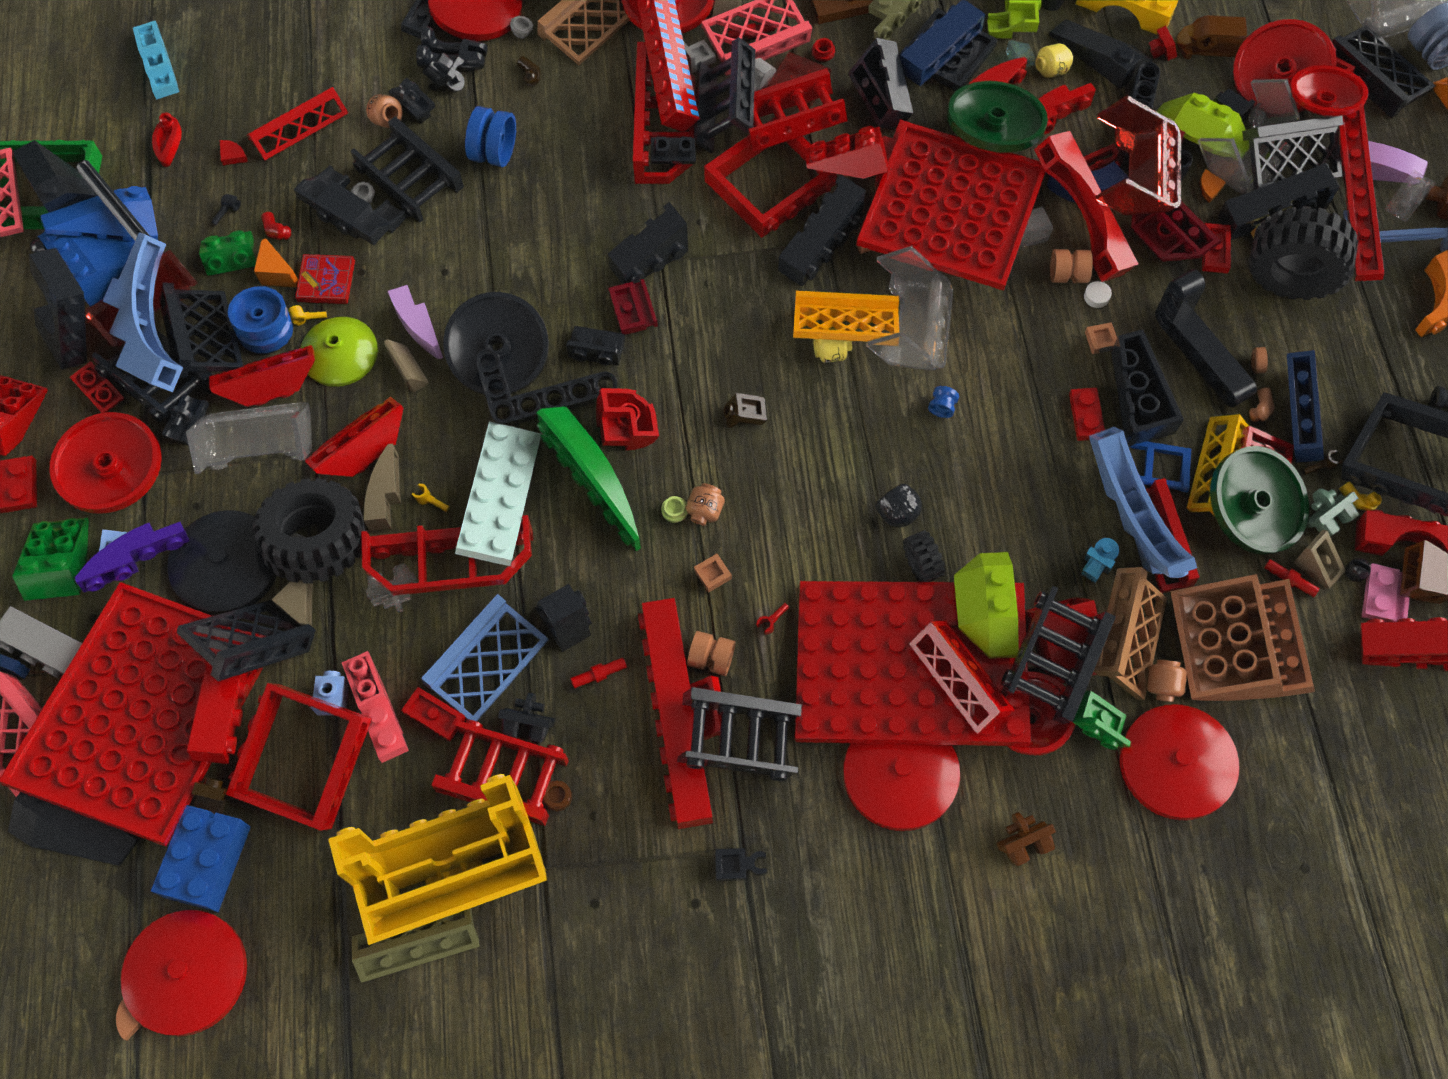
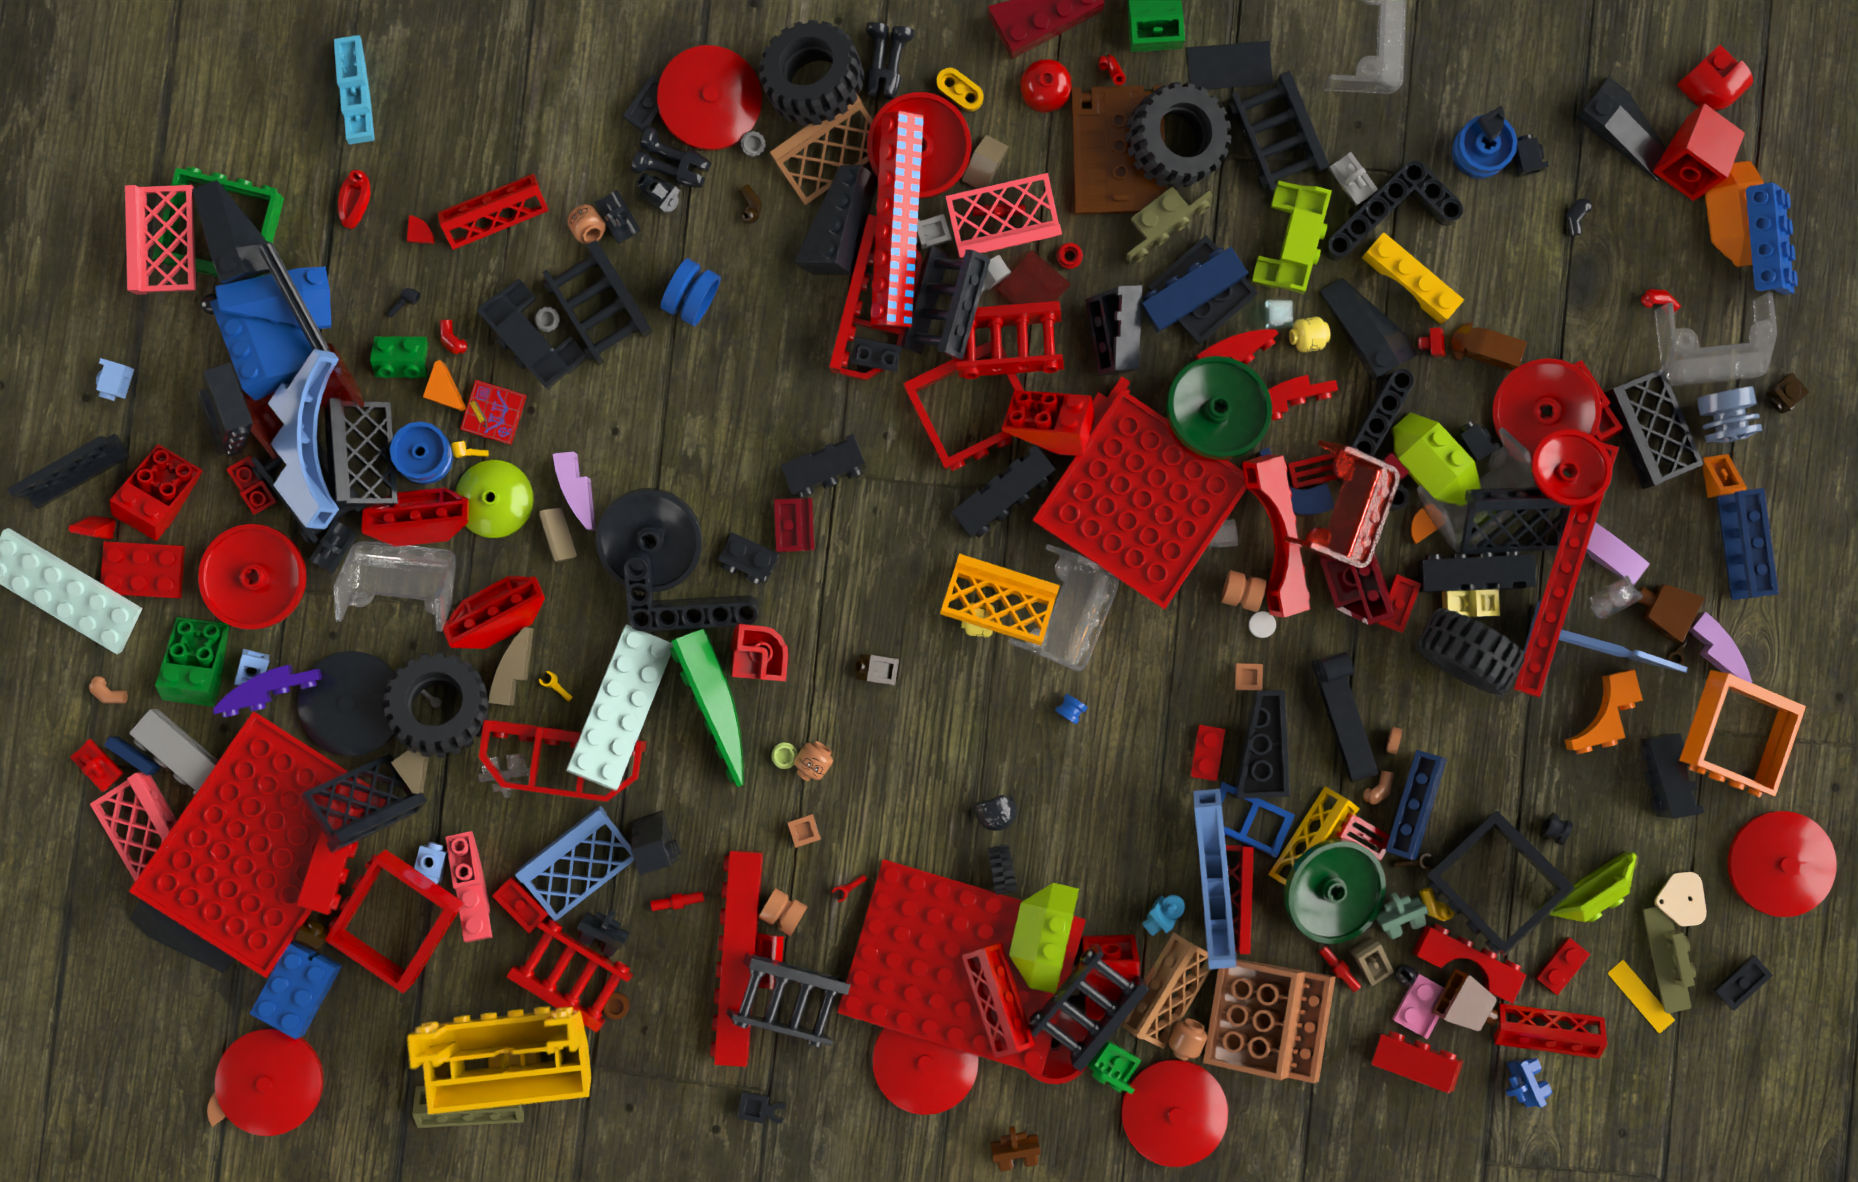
camera: 15 degrees right, 20 degrees up
(612, 63) = (839, 224): none -> black wedge

